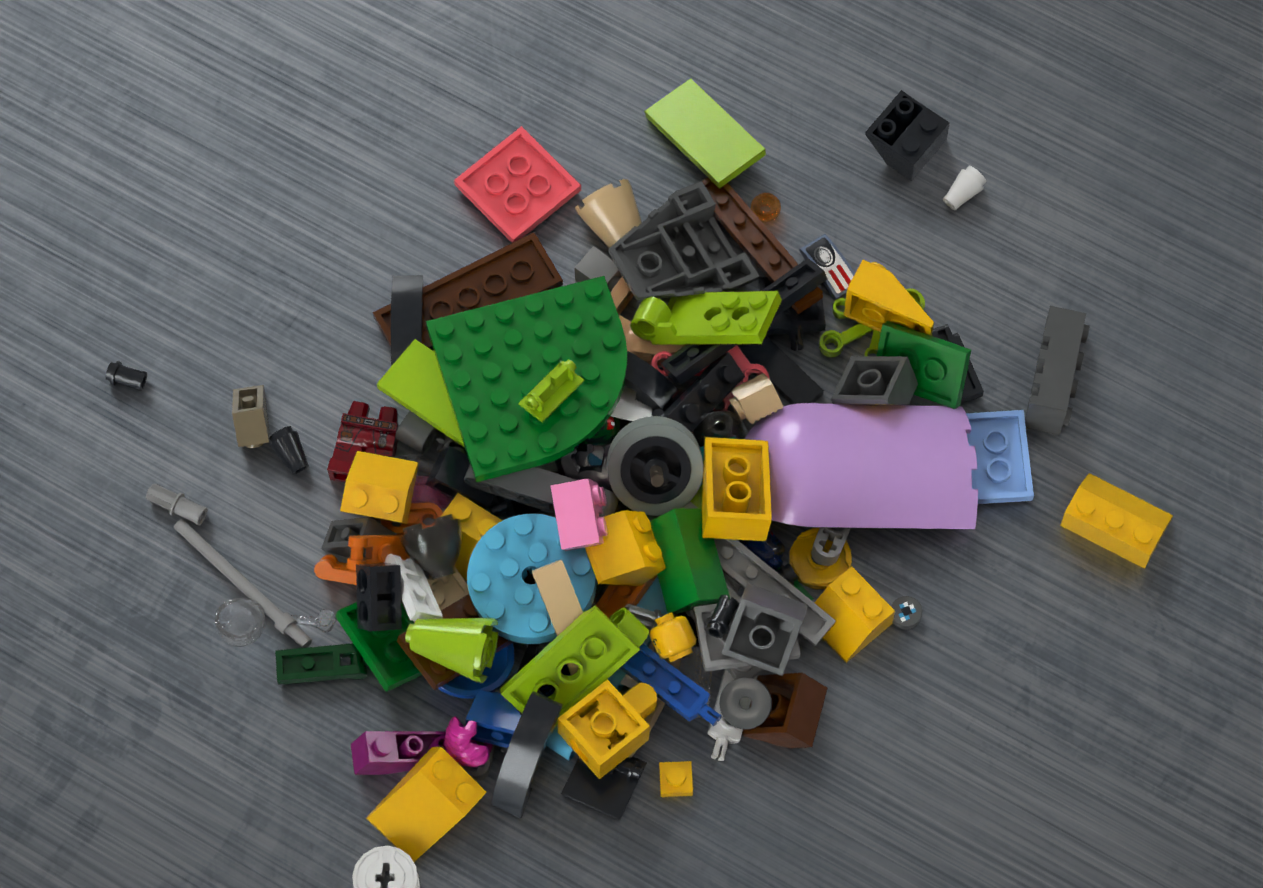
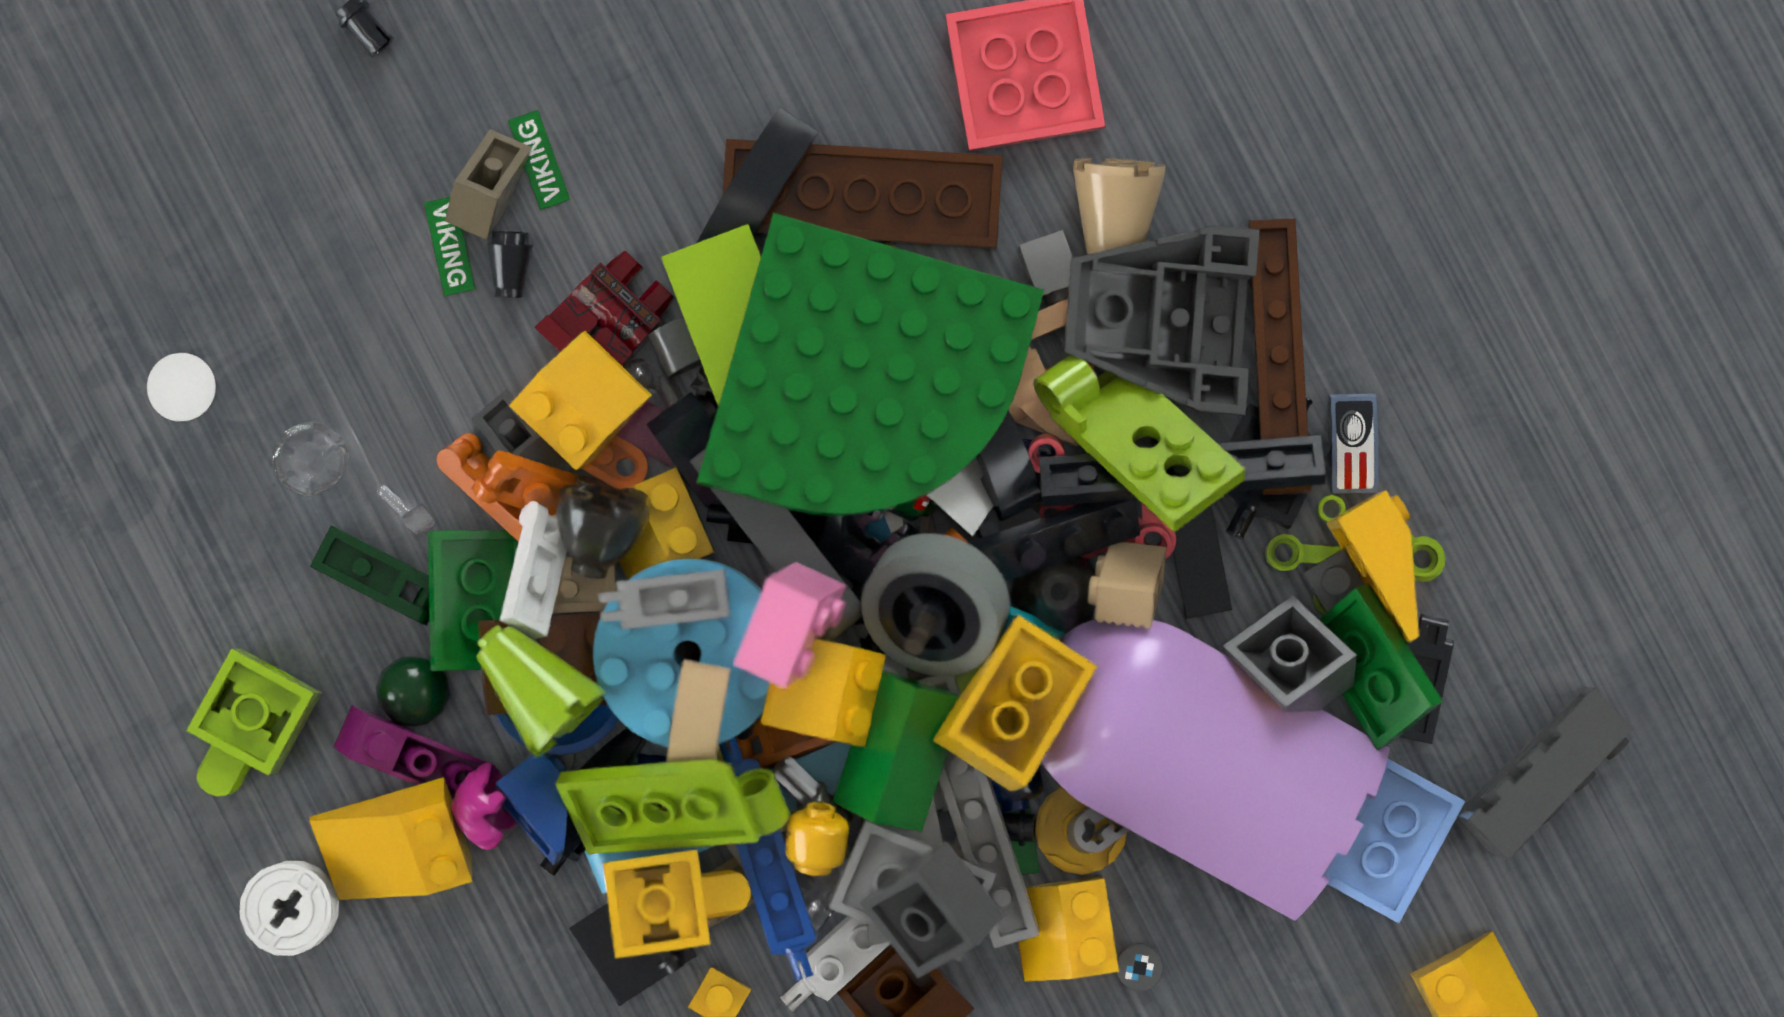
camera: 30 degrees right, 20 degrees up
(137, 633) = (181, 387): none -> white sticker
(176, 504) = (326, 245): light grey axle -> none
(248, 465) = (449, 249): none -> green sticker
(274, 391) = (541, 164): none -> green sticker
(283, 621) = (365, 493): light grey bar -> none
(295, 785) = (249, 721): none -> lime brick
(379, 596) = (485, 555): black brick -> none
(381, 713) = (411, 691): none -> dark green hair
(500, 545) = (669, 599): none -> light grey hinge
(524, 754) = (548, 868): black slope -> none
(552, 390) = (864, 426): lime hinge -> none
(705, 133) = (1315, 153): lime tile -> none
(718, 623) = (886, 862): black pin -> none
(731, 698) = (843, 984): dark grey piece -> none
(769, 200) = (1336, 296): clear orange plate -> none
(866, 339) = (1332, 579): none -> dark grey plate
(907, 135) = (1576, 324): black slope -> none
(966, 185) = (1601, 445): white cone -> none

